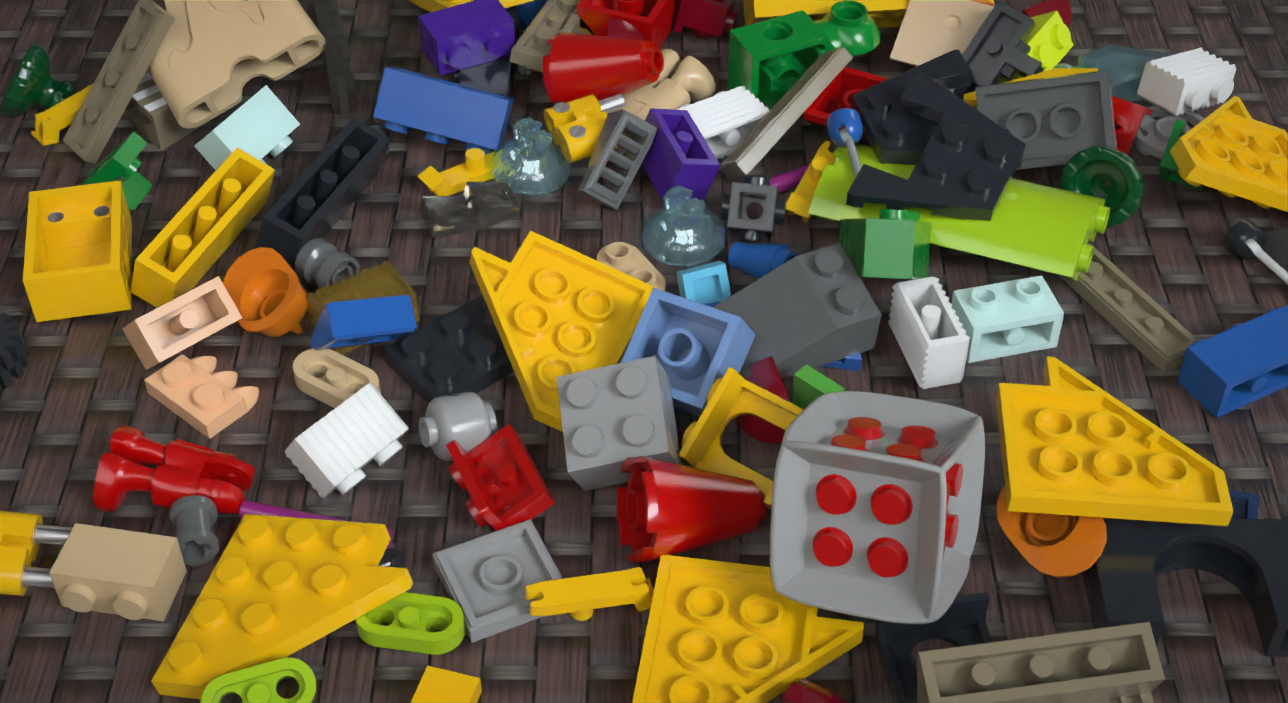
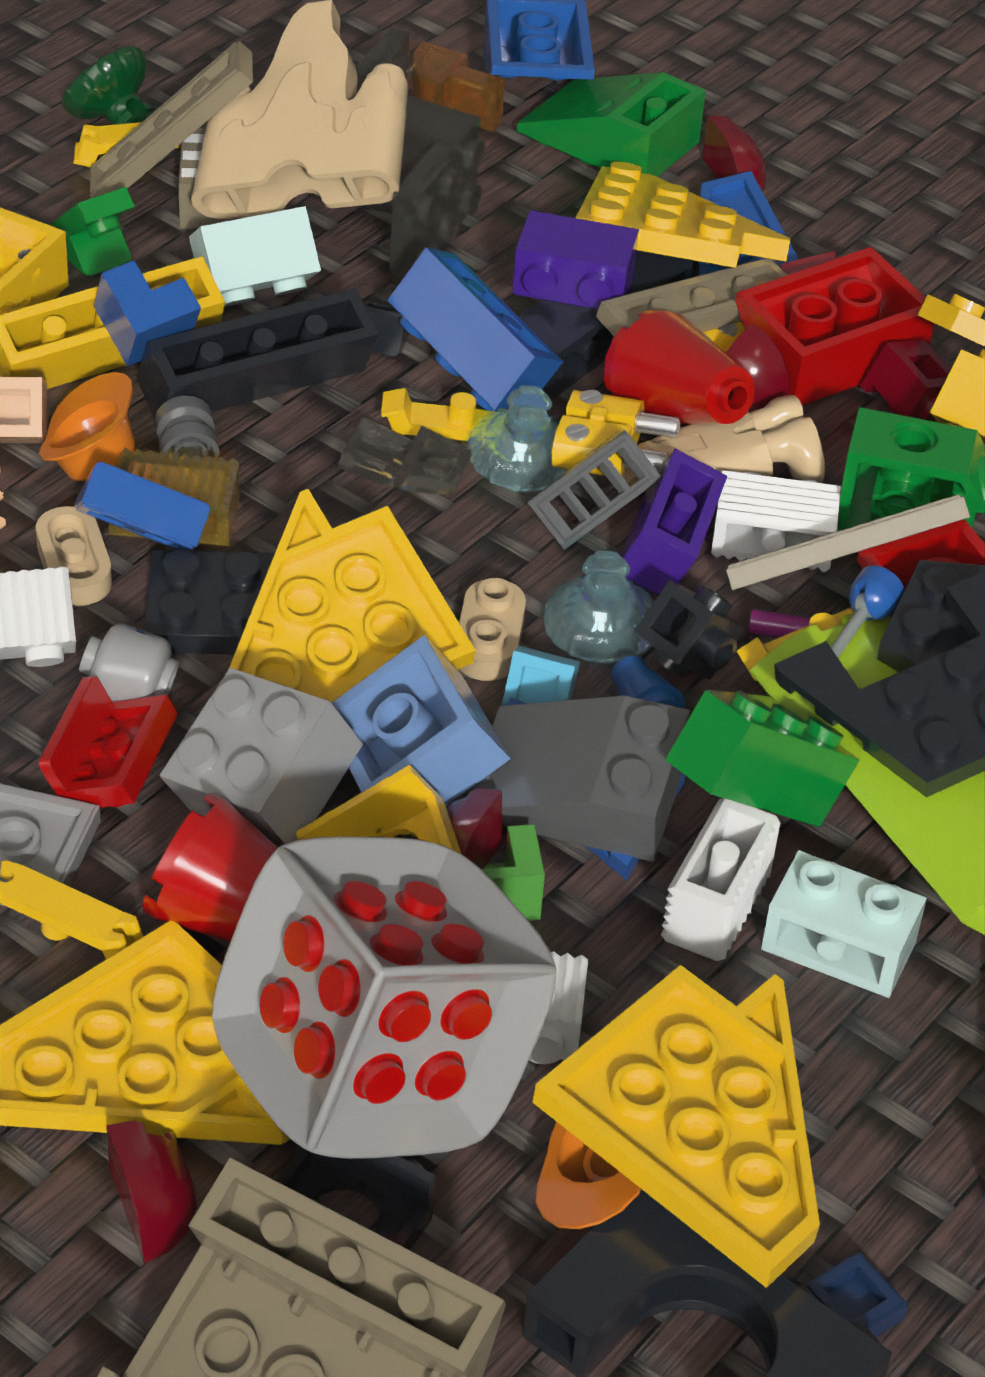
camera: 35 degrees right, 0 degrees up
(241, 202) = (138, 314): none -> blue piece

